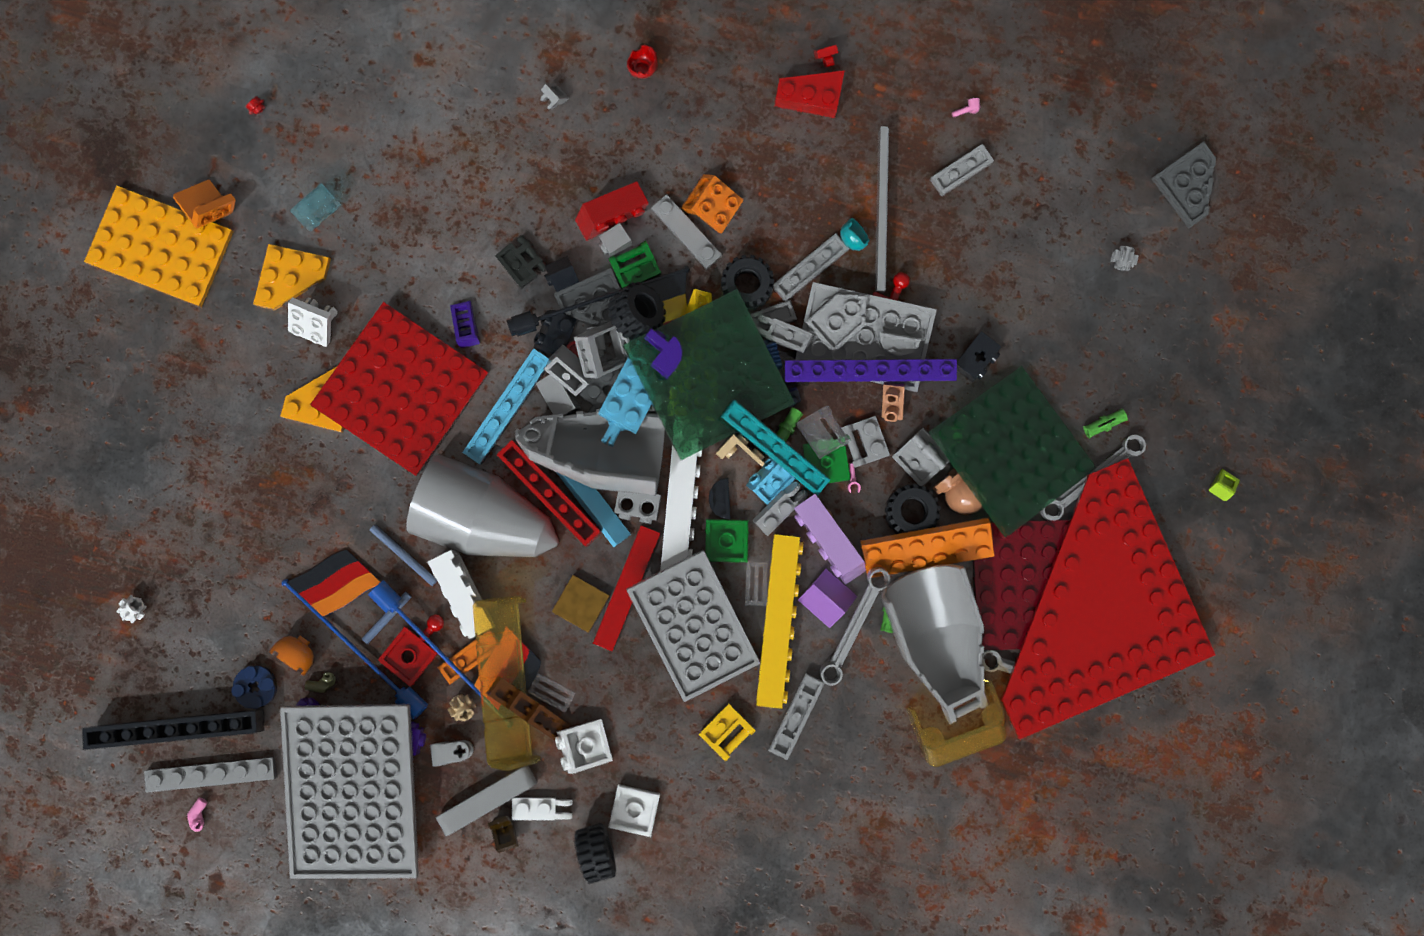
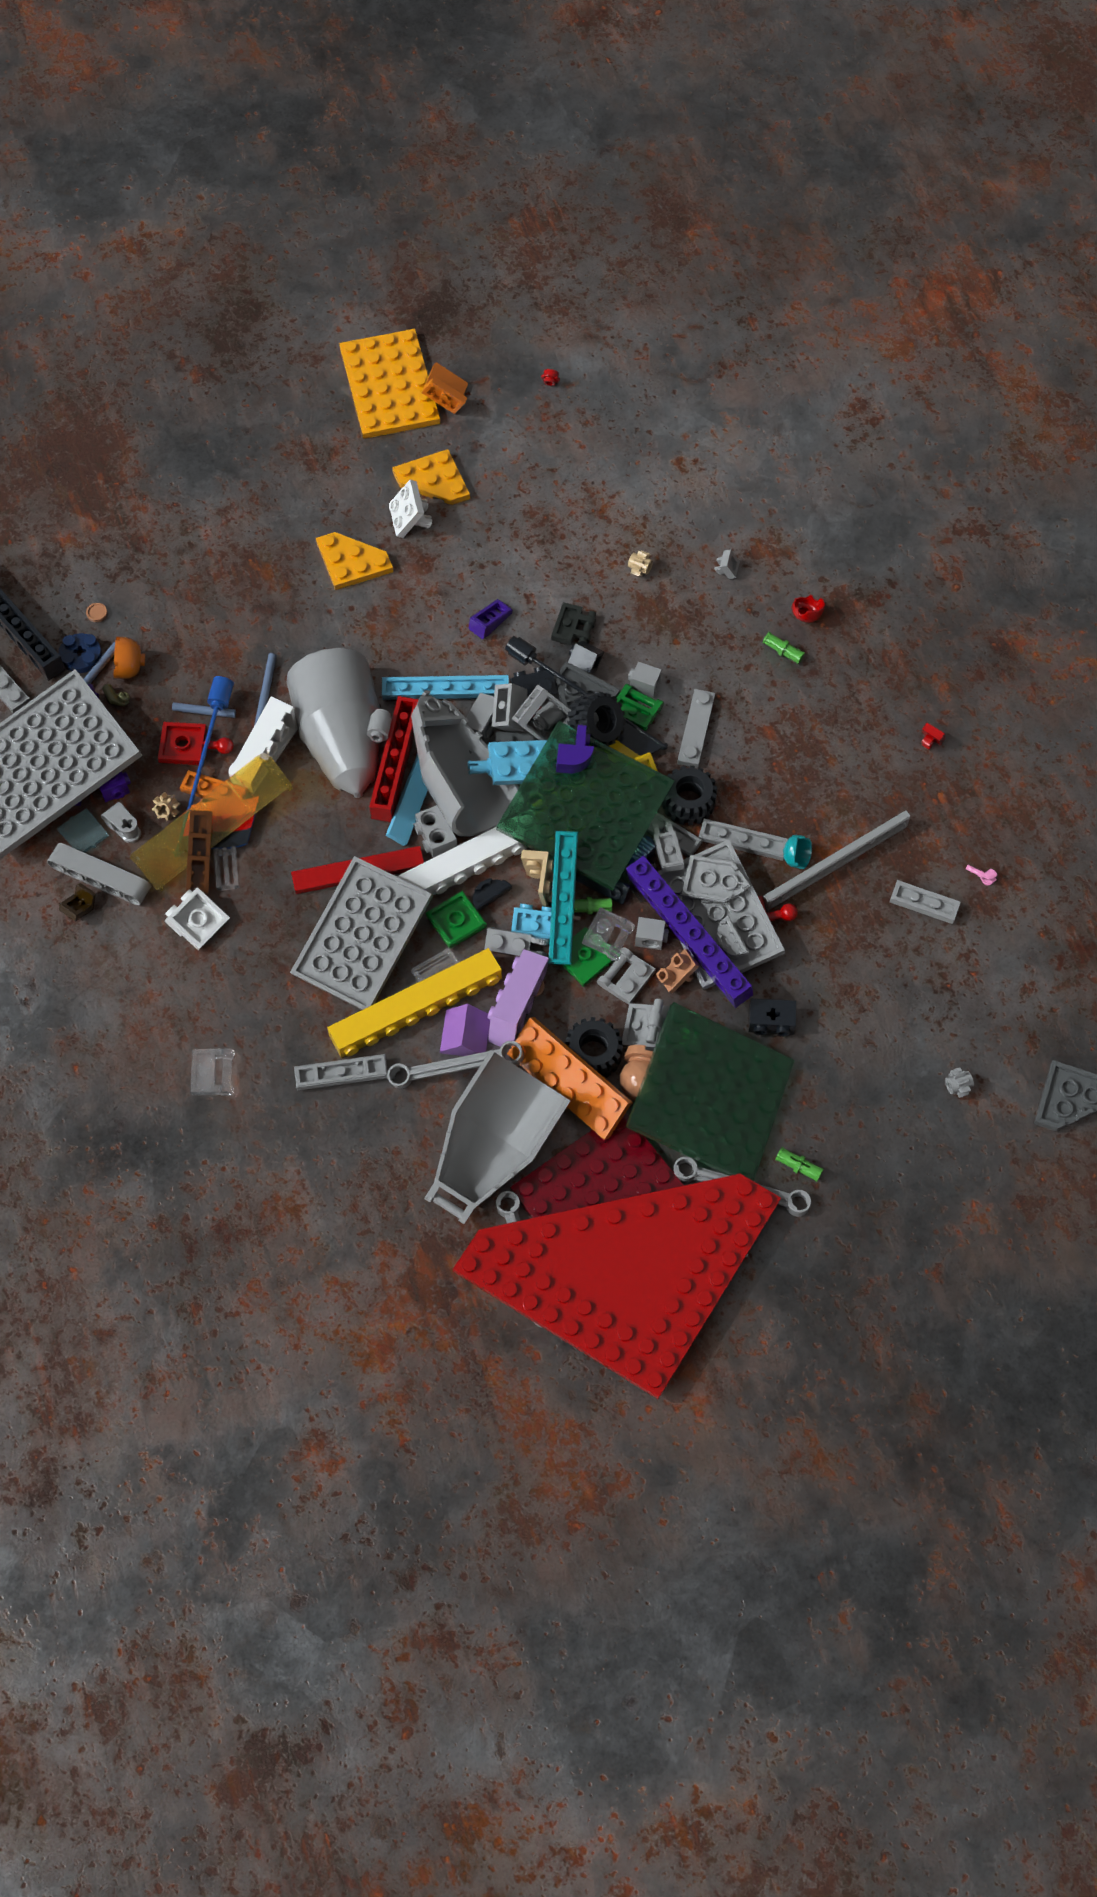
camera: 55 degrees right, 20 degrees down
(131, 609) = (85, 530): white gear -> none
(222, 647) = (96, 612): none -> nougat piece
(280, 679) = (100, 664): none -> sand blue bar
(315, 207) = (502, 460): clear light blue brick -> none
(334, 586) = (200, 657): flag -> none
(399, 389) = (401, 603): red plate -> none
(434, 788) = (83, 831): none -> clear light blue piece
(502, 165) = (640, 563): none -> tan gear
(516, 489) = (379, 725): none -> light grey brick
(539, 808) = (118, 920): white hinge -> none
(580, 603) = (319, 843): pearl gold tile -> none
(595, 853) = (107, 977): black tyre -> none
(611, 209) = (675, 660): red wedge -> none
(634, 810) = (166, 993): white plate -> none
(663, 109) = (783, 647): none -> bright green pin
(713, 202) = (736, 732): orange bracket -> none
(721, 727) = (287, 1017): yellow plate -> none
(725, 823) = (204, 1072): none -> clear plate
(811, 93) = (890, 744): red wedge -> none
(844, 398) = (651, 933): none -> light grey brick
(853, 479) = (585, 988): bright pink hand -> none
(941, 751) = (418, 1228): clear yellow windscreen -> none
(1224, 485) = (826, 1310): lime slope -> none

